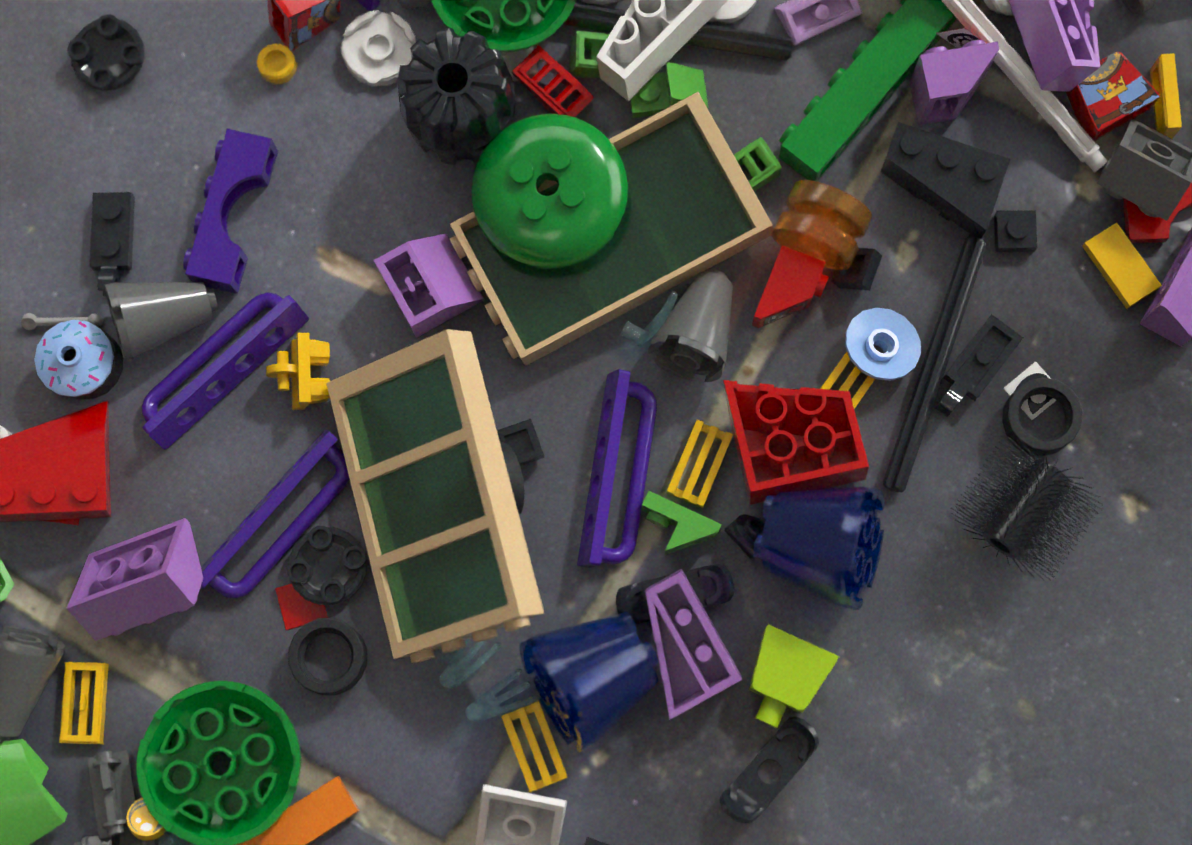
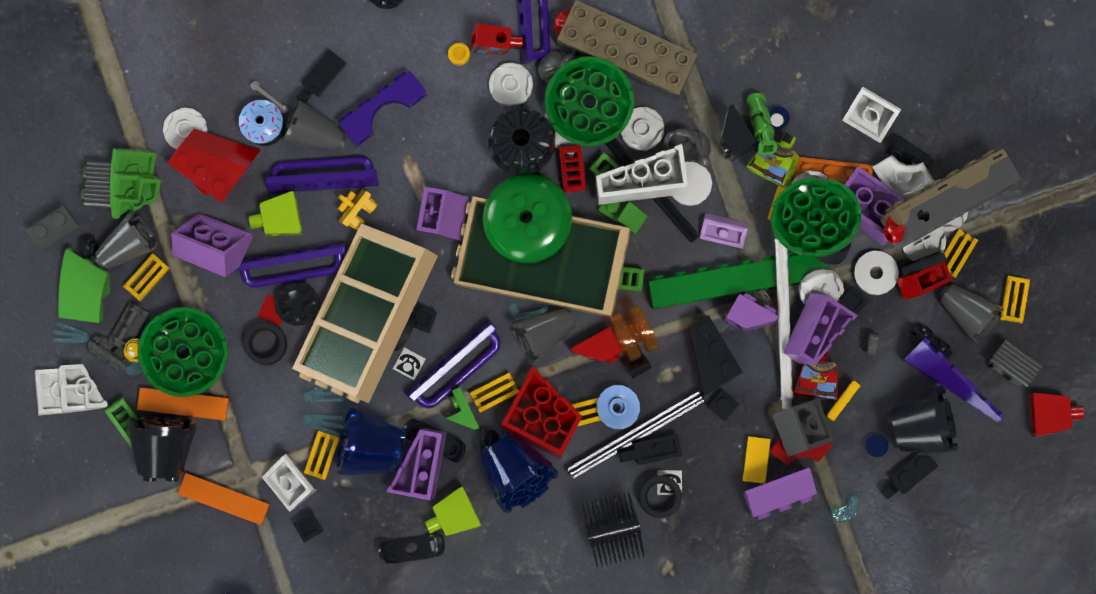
camera: 40 degrees right, 5 degrees up
(204, 468) = (279, 216): none -> lime torso
(549, 521) = (409, 363): none -> white sticker

